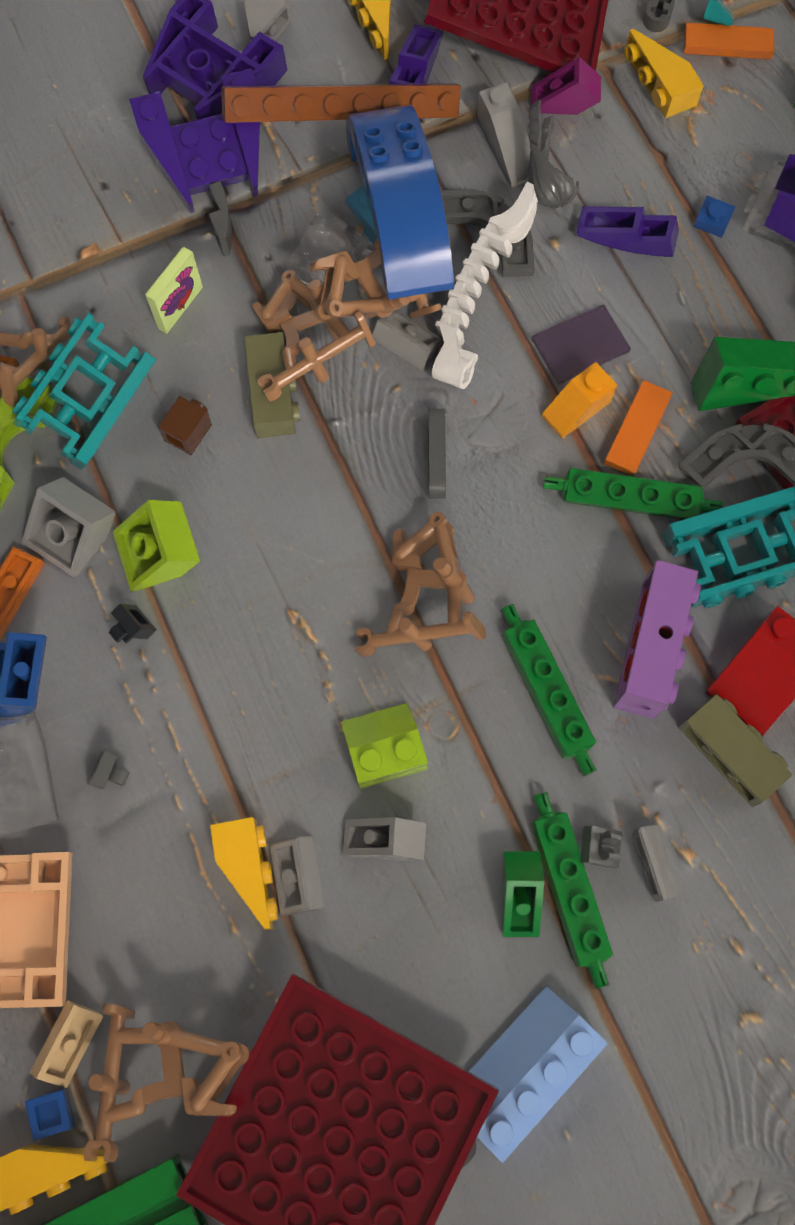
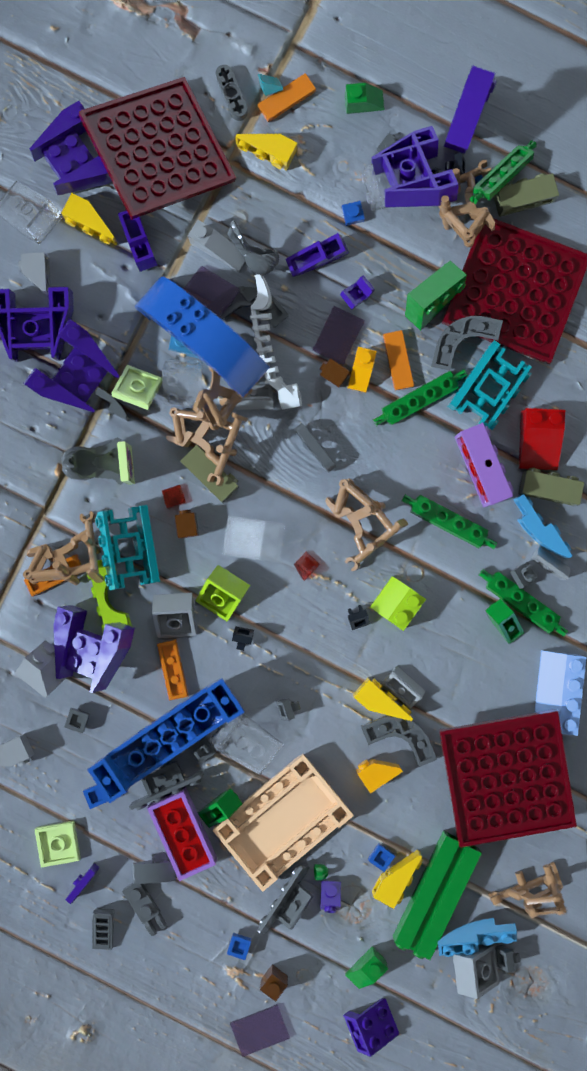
camera: 40 degrees left, 15 degrees up
(66, 1044) = (365, 827): tan plate -> none
(119, 252) = (78, 462): none -> dark grey hair
(150, 971) = (377, 773): none -> light orange slope
(170, 1038) = (410, 793): medium nougat piece -> none
(200, 382) = (173, 496): none -> clear red slope
(248, 944) = (405, 729): none -> dark grey plate
(260, 511) = (253, 539): none -> clear slope
(267, 218) = (137, 387): none -> yellowish green tile
(298, 597) = (306, 565): none -> clear red slope
(310, 722) = (358, 619): none -> black tile
(335, 101) = (125, 298): dark orange plate -> none
(384, 838) = (430, 644): light grey slope -> none
(461, 178) = (211, 290): none -> clear purple piece
(539, 378) = (334, 372): none -> reddish brown brick
(568, 89) = (227, 196): magenta slope -> none
(646, 307) = (358, 292): none -> dark purple bracket
(677, 813) = (545, 535): none -> dark azure slope

